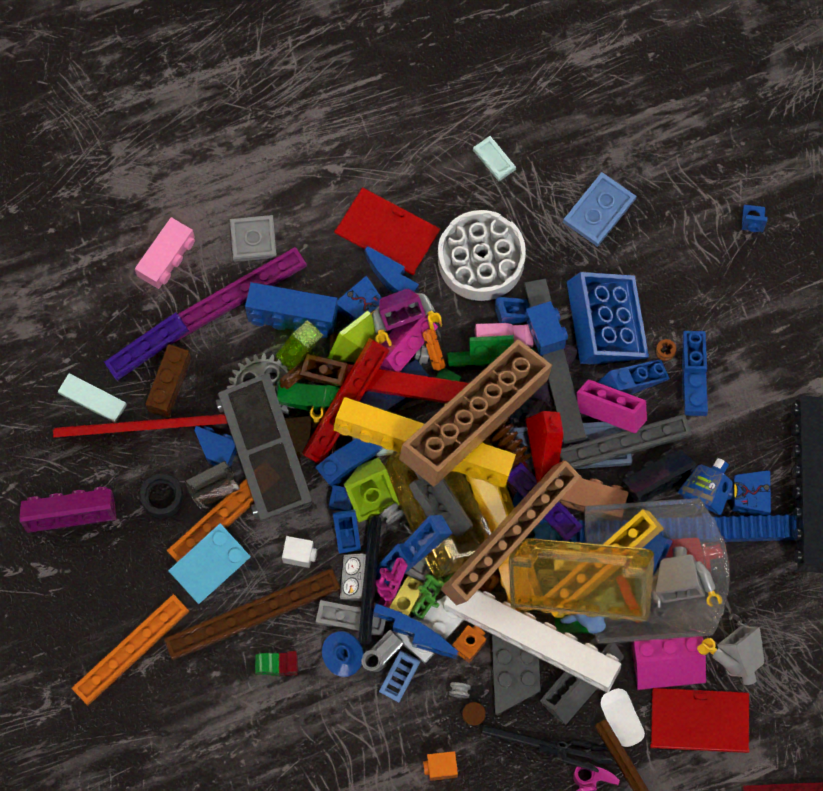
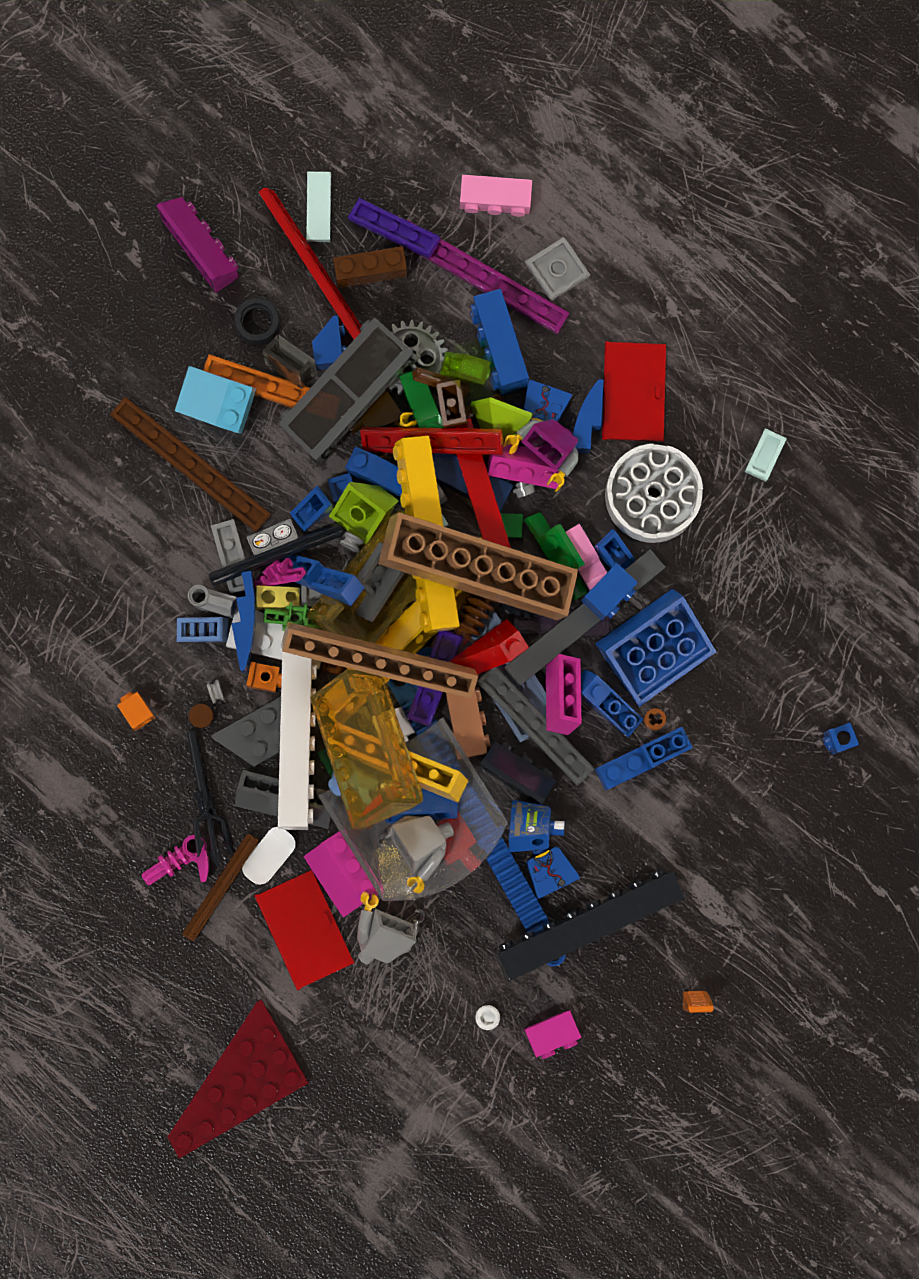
camera: 55 degrees right, 10 degrees up
(130, 649) = (100, 372): orange tile -> none
(277, 664) = (154, 512): leg -> none
(299, 552) = (269, 475): white brick -> none
(335, 657) = (193, 566): blue dish -> none
(434, 349) = (531, 497): orange axle -> none
(599, 209) = (766, 583): medium blue plate -> none

